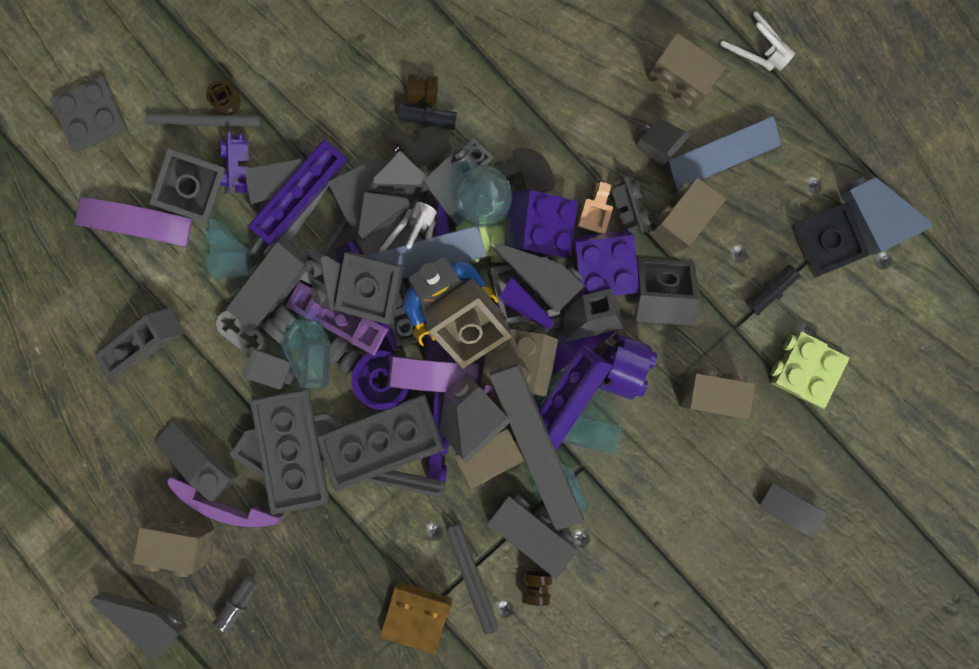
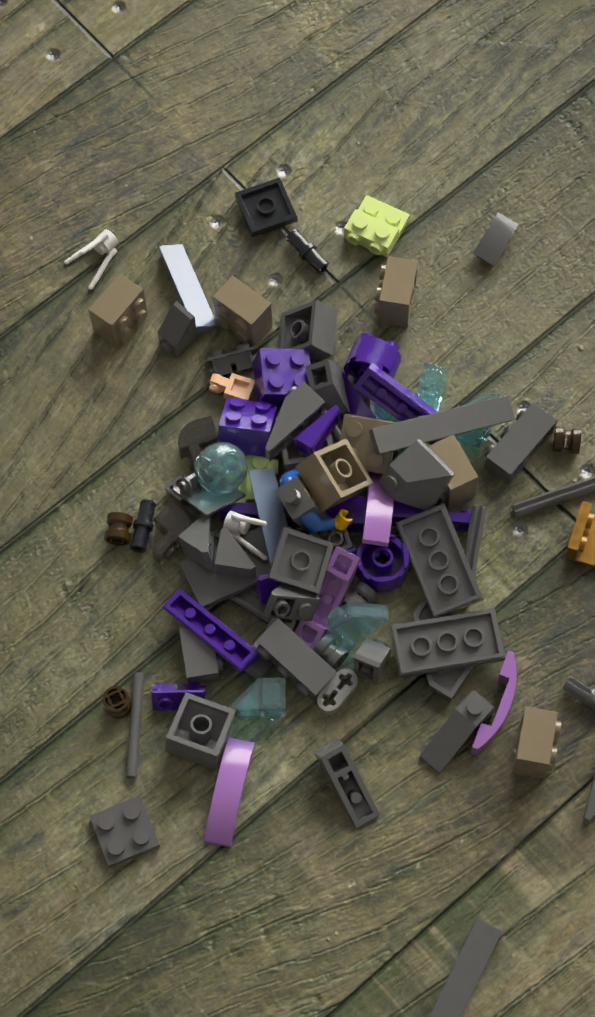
camera: 85 degrees left, 20 degrees down
(882, 215) = (246, 167): sand blue slope -> none

